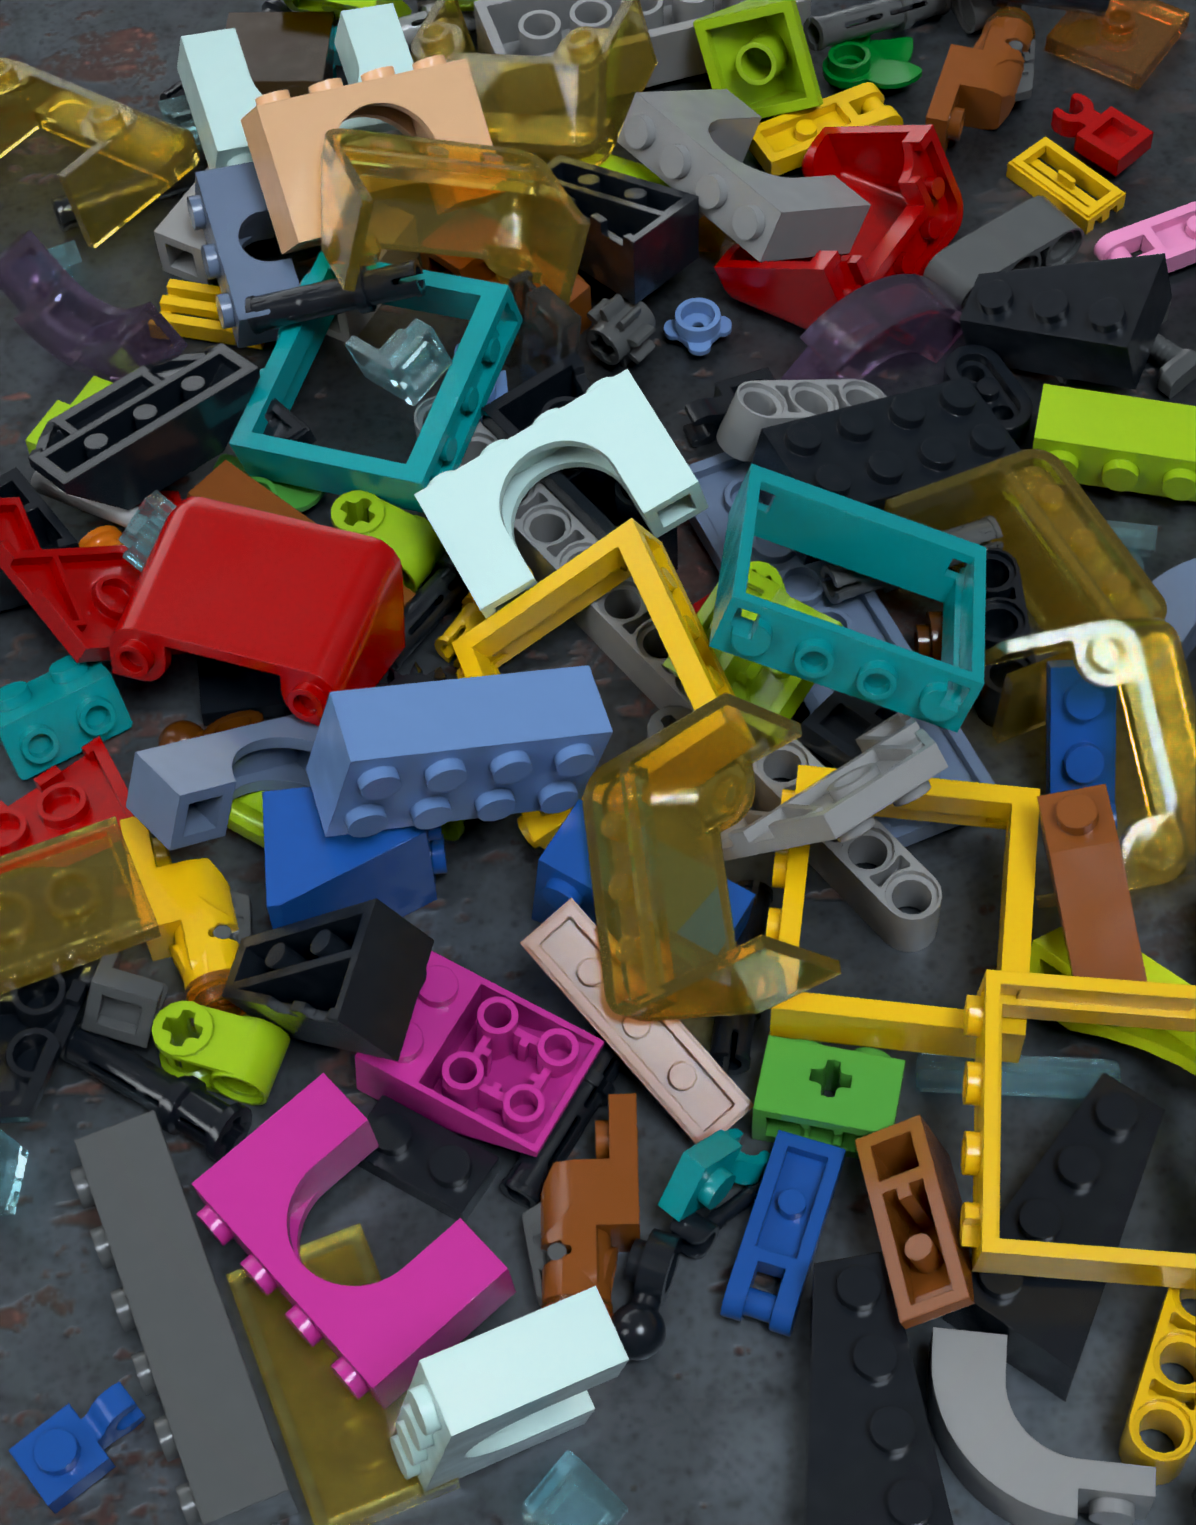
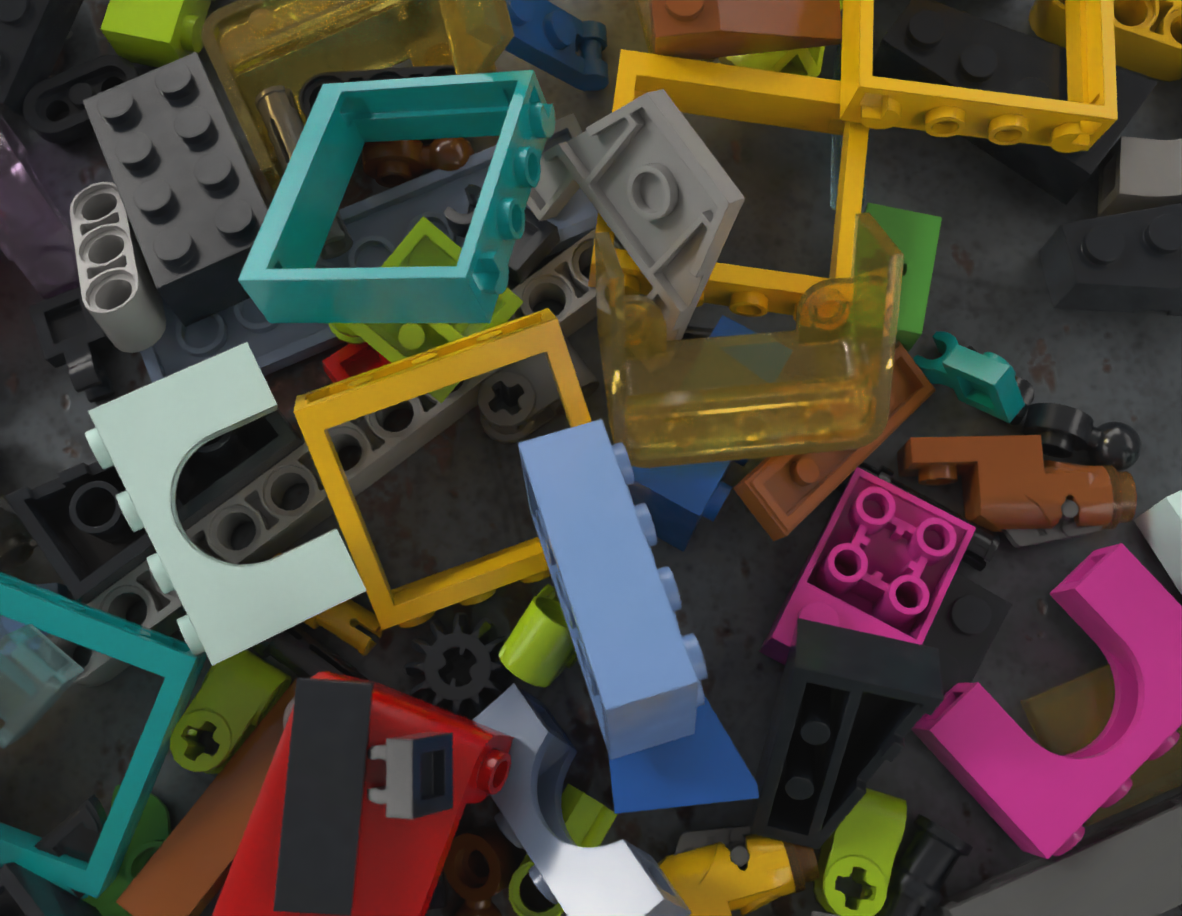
camera: 90 degrees left, 20 degrees up
(291, 555) = (323, 796): none -> black tile
(300, 615) = (416, 774): none -> black tile
(784, 1230) = (1012, 321): blue plate -> none
(917, 1220) = (1042, 194): dark orange slope -> none

